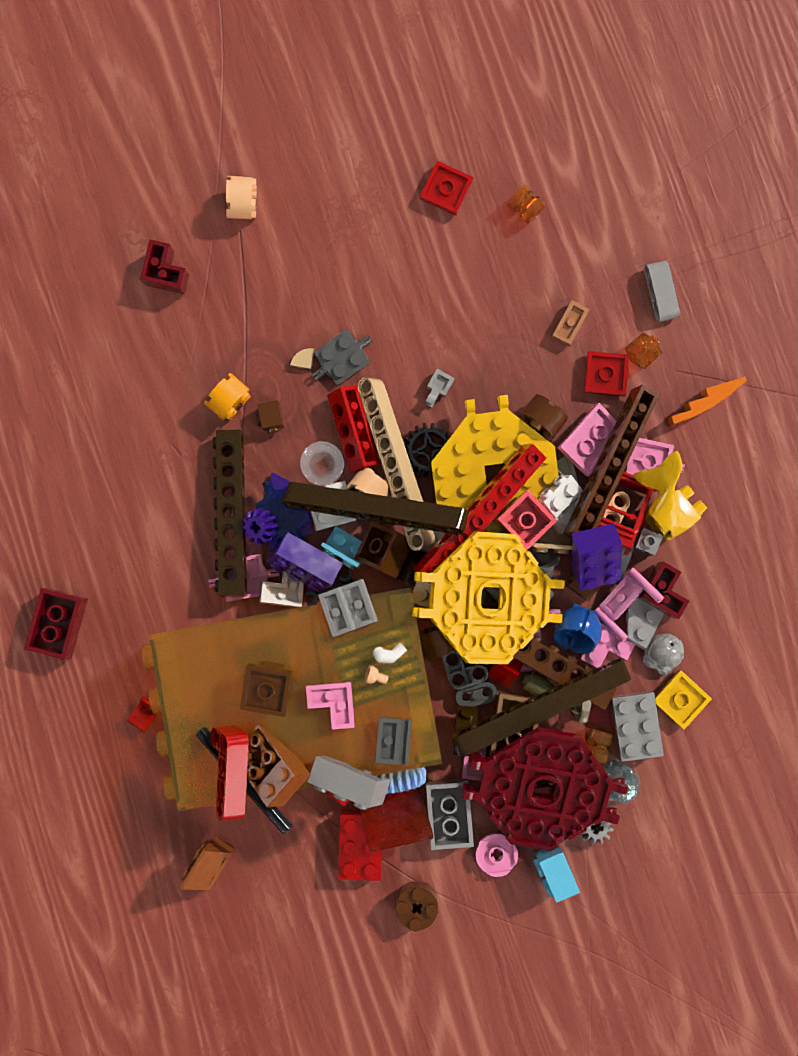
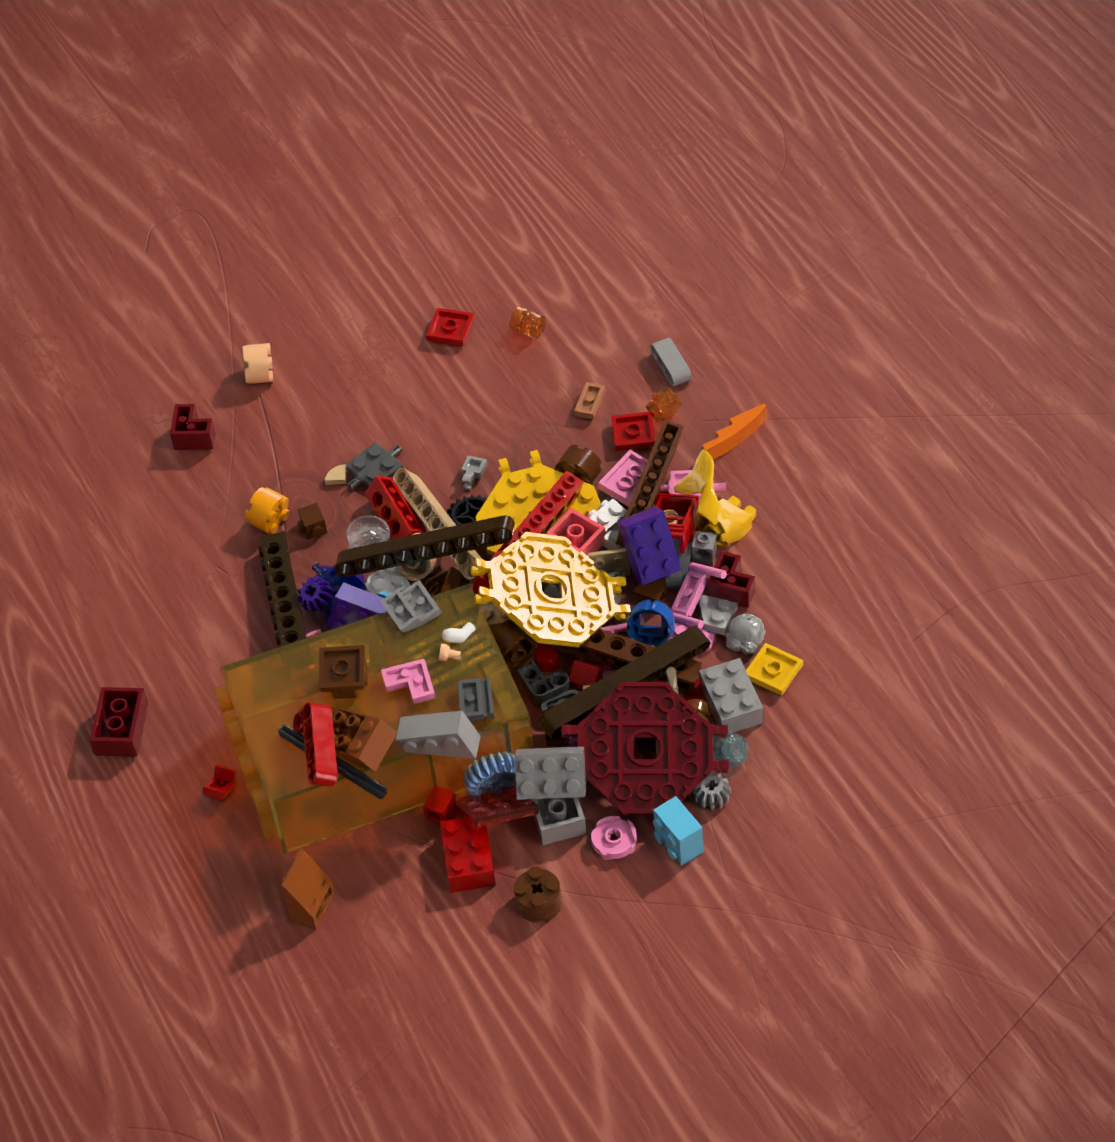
camera: 10 degrees left, 35 degrees down
(451, 809) = (550, 773): none -> light grey brick

